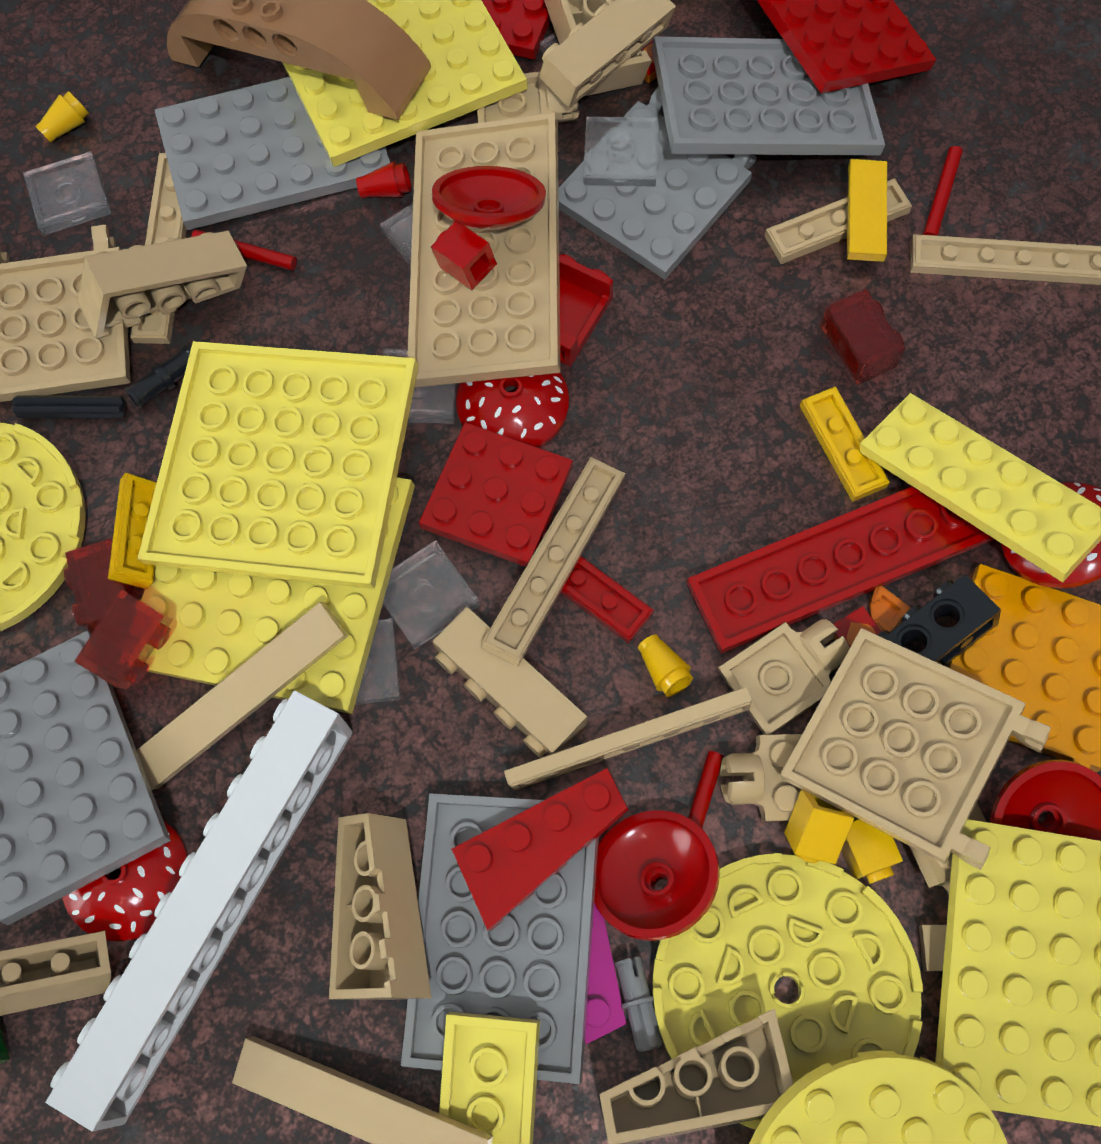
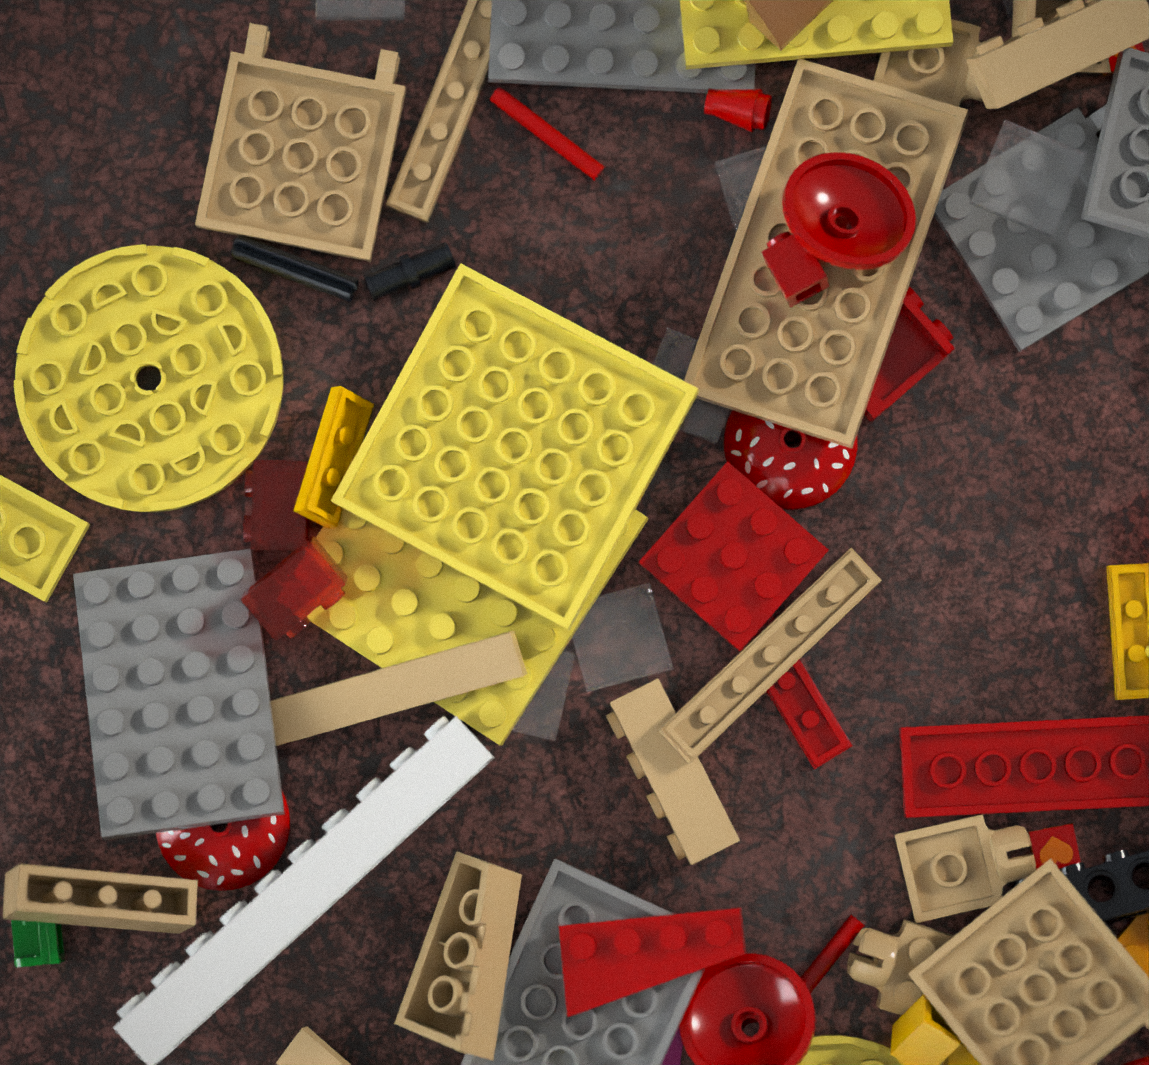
camera: 15 degrees right, 15 degrees up
(157, 277) = (443, 157): tan wedge -> none
(629, 739) = (773, 878): tan tile -> none
(665, 666) = (840, 811): yellow cone -> none
(886, 609) = (1096, 836): orange tile -> none

